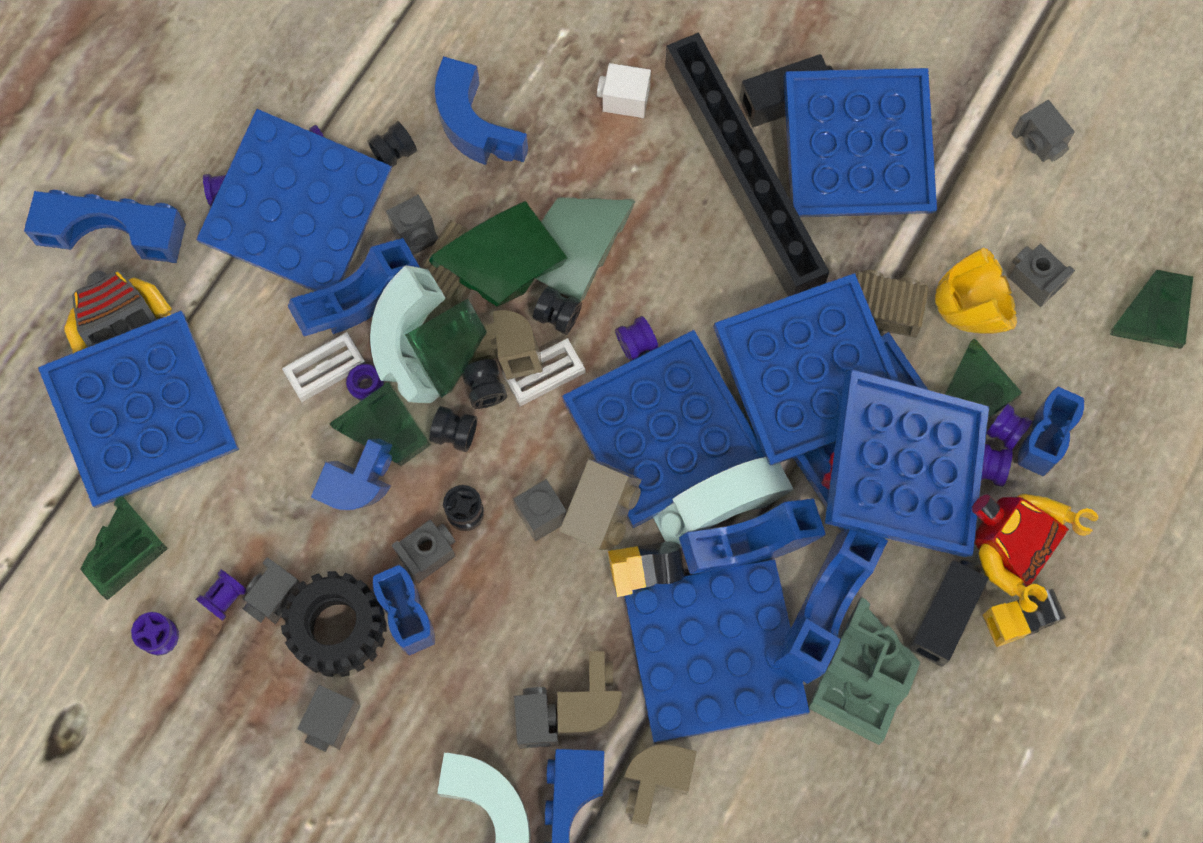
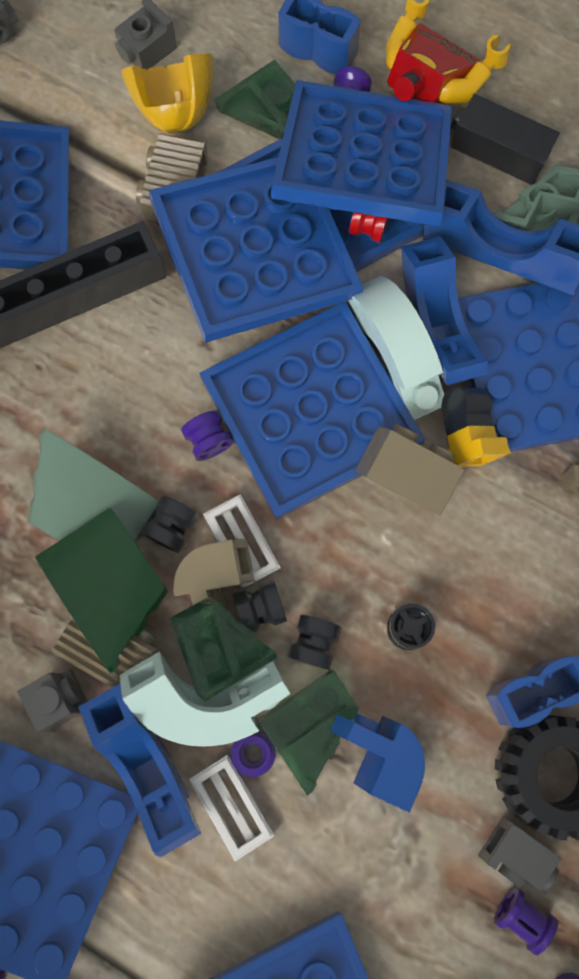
camera: 90 degrees left, 5 degrees up
(422, 563) = (460, 690): dark grey brick -> none
(540, 510) = (412, 538): dark grey brick -> none
(1009, 427) = (313, 68): dark purple wheel -> none
(1011, 622) = (509, 79): leg -> none

